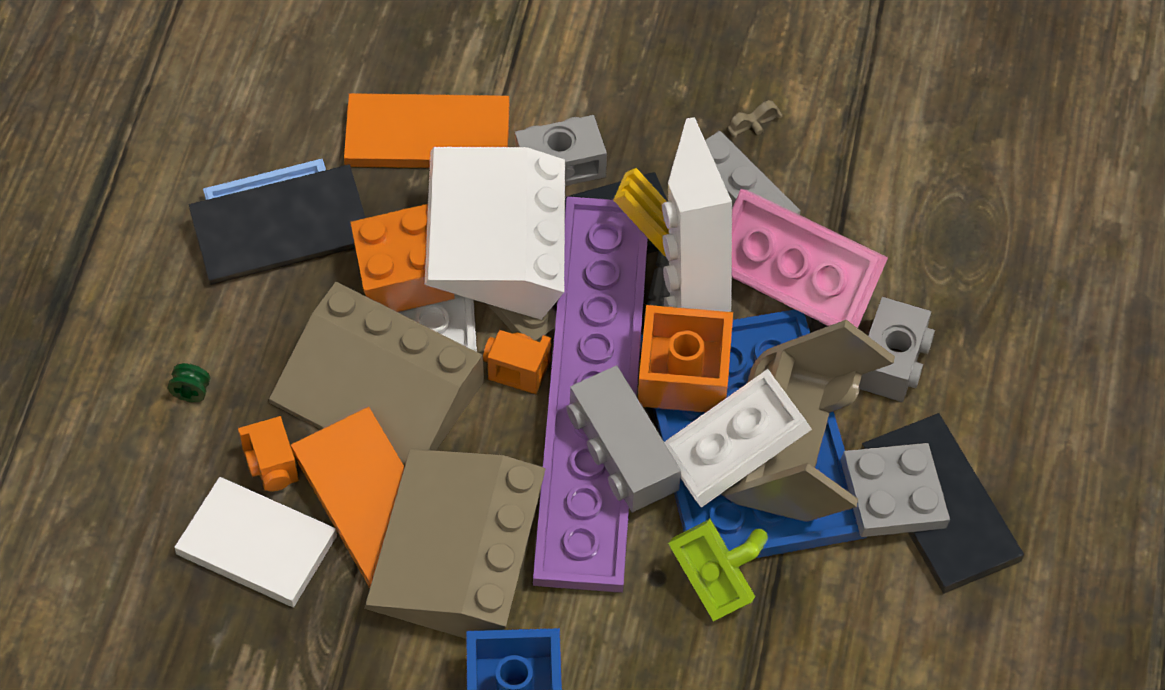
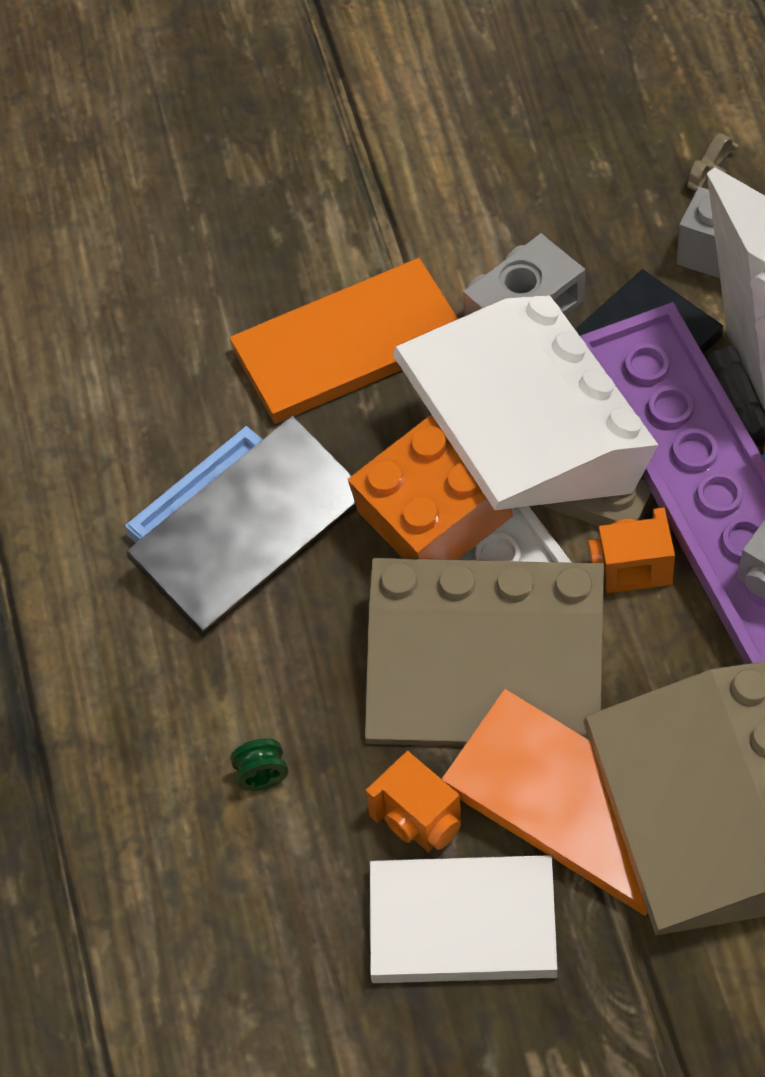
camera: 20 degrees left, 0 degrees up
(643, 206) = (686, 311): yellow tile -> none

